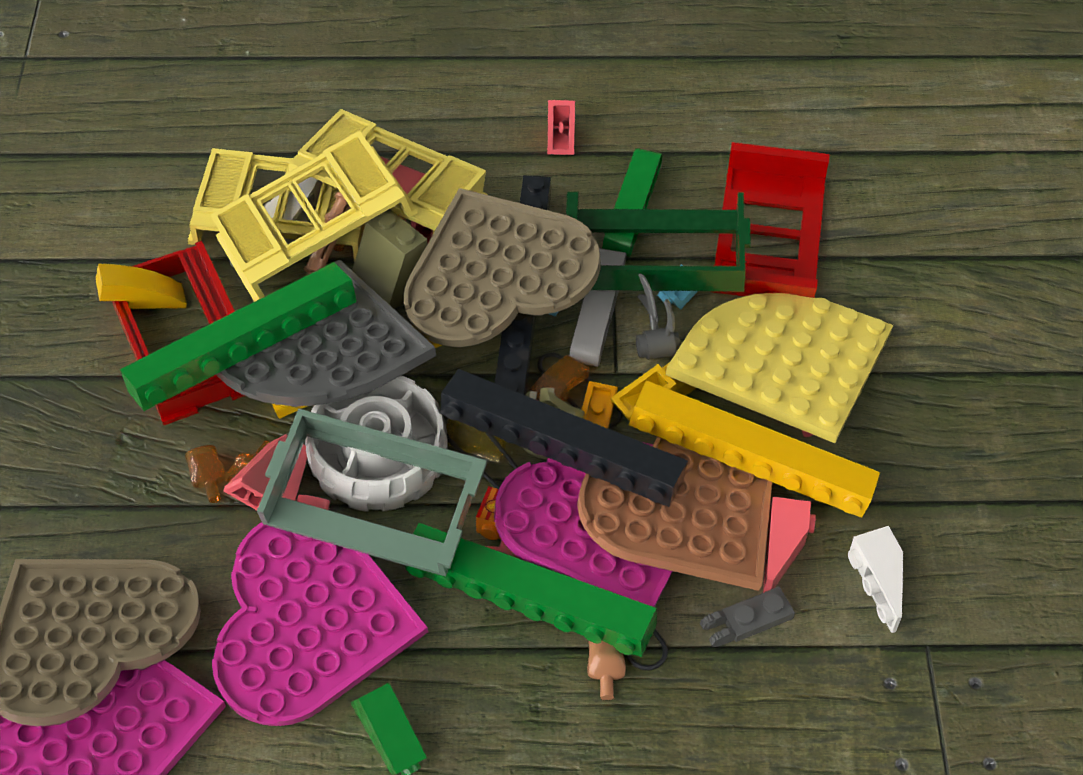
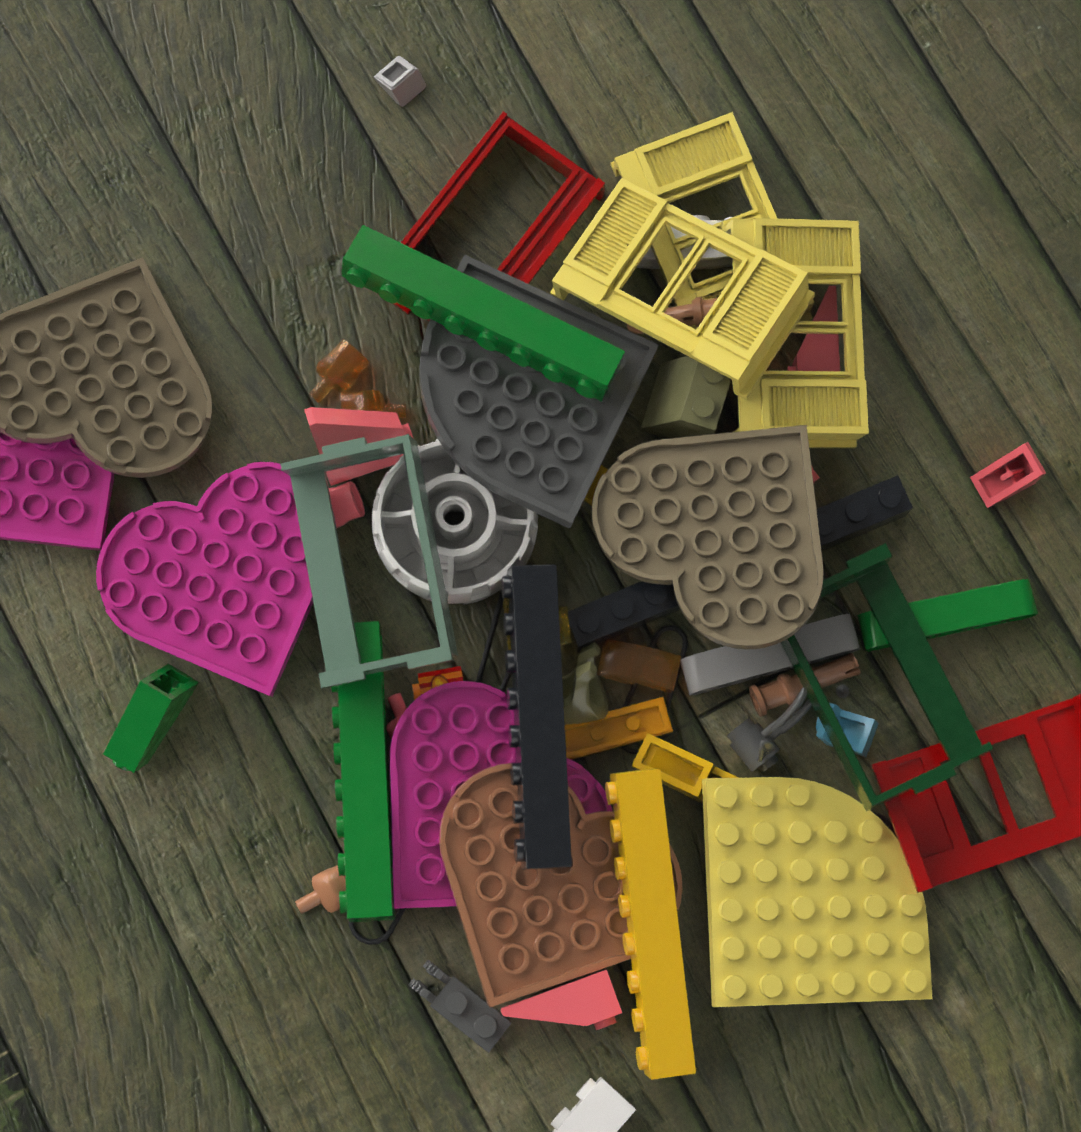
camera: 60 degrees right, 25 degrees up
(24, 335) = (400, 80): none -> light grey slope
(138, 287) = (509, 161): yellow slope -> none
(628, 311) = (787, 687): none -> nougat pin

